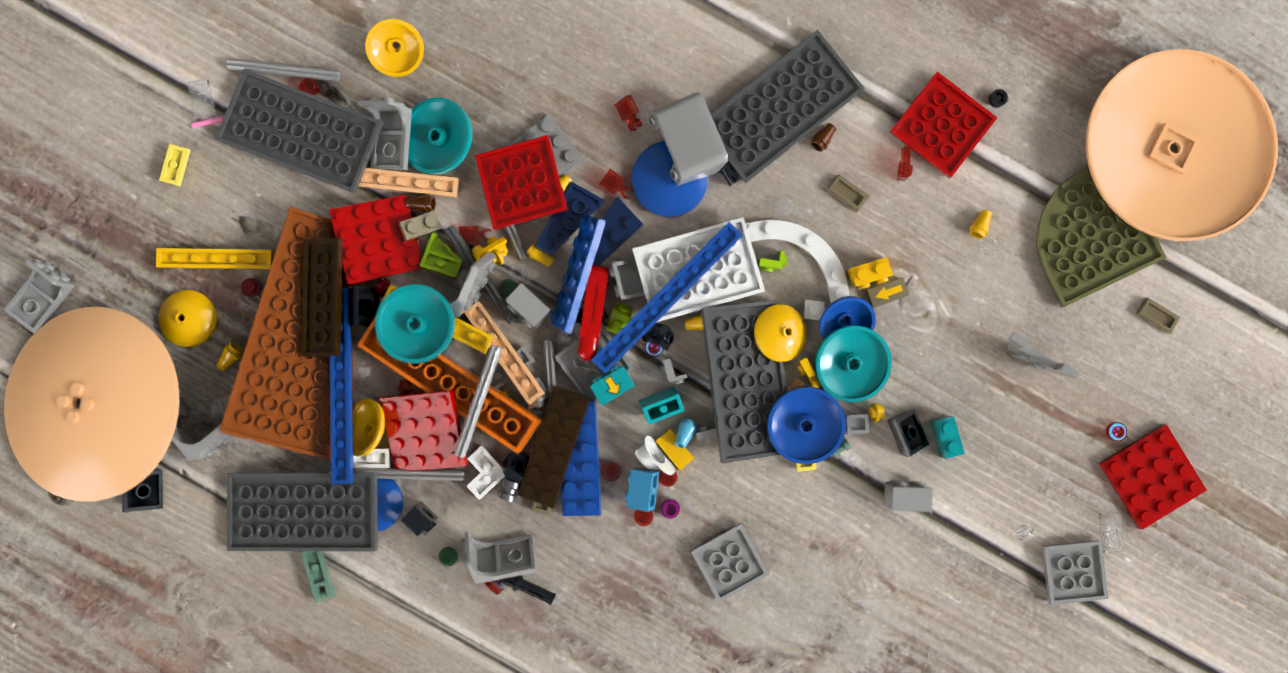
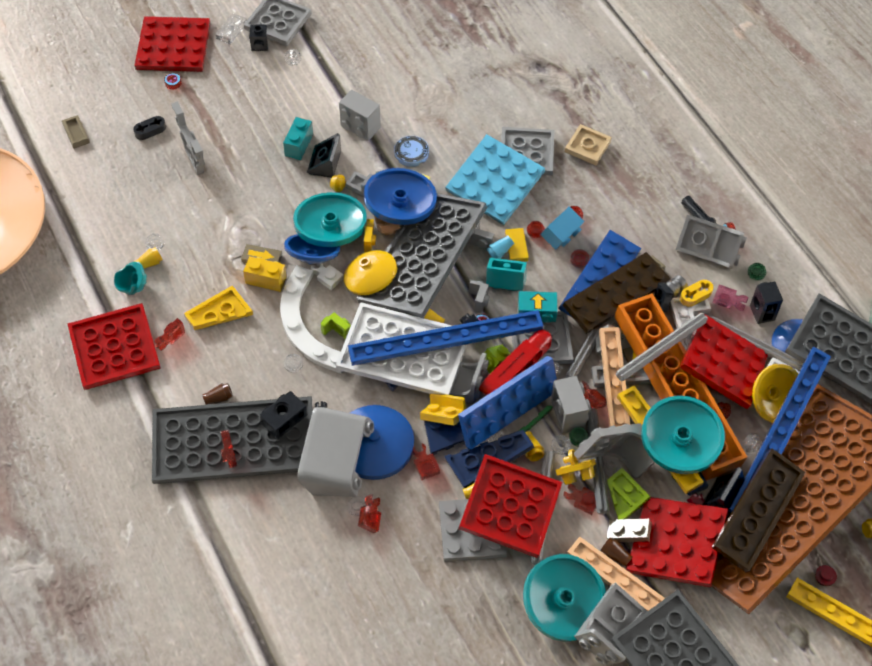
camera: 145 degrees left, 30 degrees down
(459, 509) = (726, 297): none -> clear pink plate
(489, 494) = (694, 290): none -> yellow beam
(517, 332) = (595, 398): none -> clear red plate
(551, 289) = (543, 413): none -> green piece
(627, 234) = (443, 409): none -> yellow bracket
(654, 457) = (537, 244): white piece -> none
(670, 508) = (549, 208): magenta plate -> none
(678, 607) = (588, 144): none -> tan plate
(737, 507) = (496, 177): none -> medium azure plate
(757, 134) = (280, 424): none -> black brick
(773, 85) = (228, 452): none -> clear red plate
(836, 494) = (411, 151): none -> tile
(847, 193) = (233, 344): dark tan tile -> none
(883, 215) = (218, 309): none -> yellow wing
(978, 191) = (130, 278): none -> teal piece
(992, 96) = (56, 343): black bush -> none
(1075, 533) = (258, 37): none -> black bracket
(1087, 243) = (81, 204): olive plate -> none
(1097, 365) = (149, 127): none -> black beam

